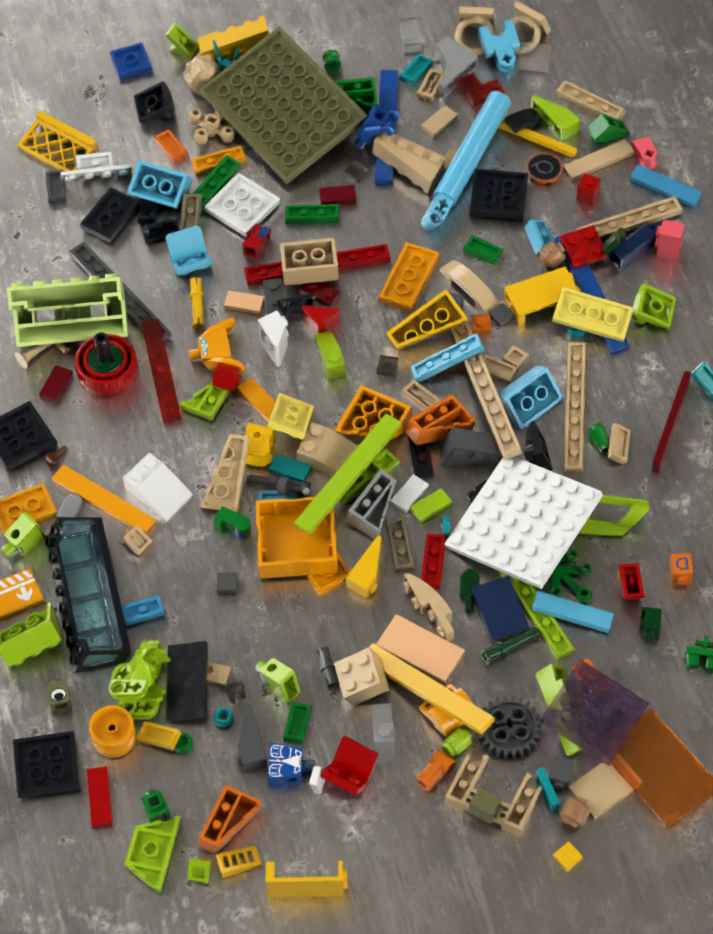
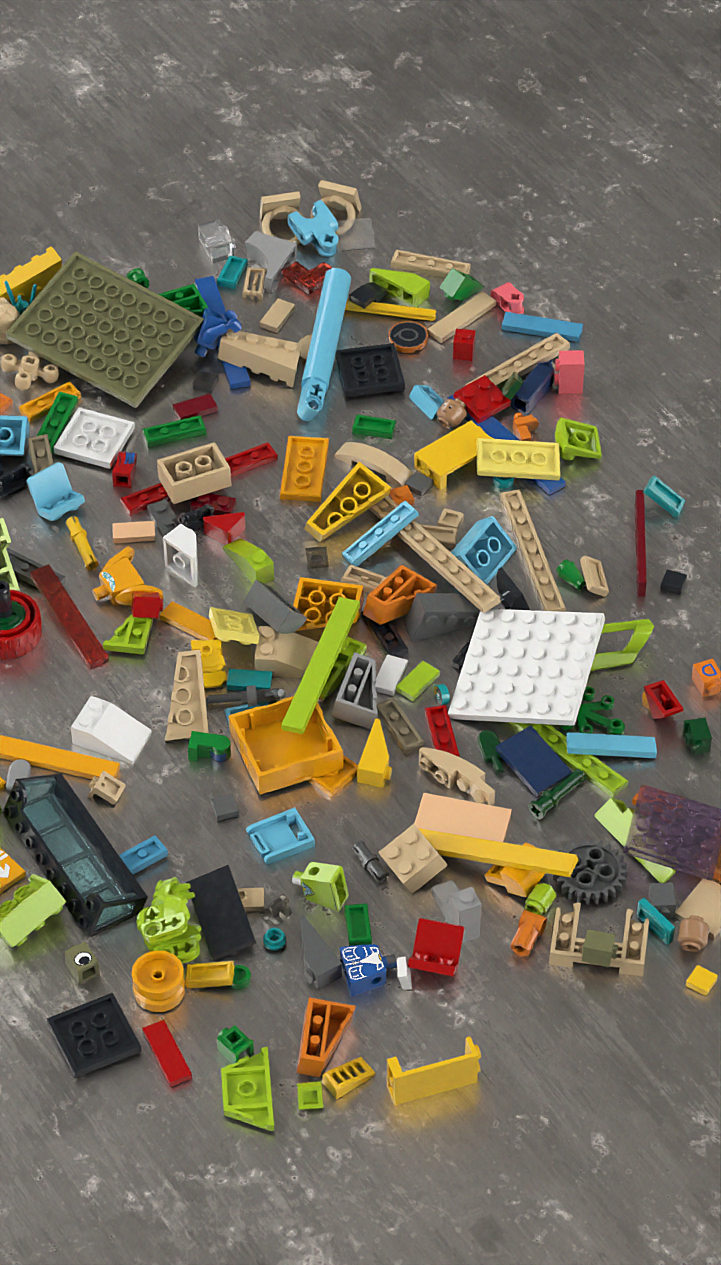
camera: 20 degrees left, 10 degrees down
(258, 622) = (275, 838): none -> medium azure container
(330, 408) = (274, 608): none -> dark grey brick
(610, 281) = (524, 425): none -> orange piece
(687, 466) = (673, 581): none -> black tile

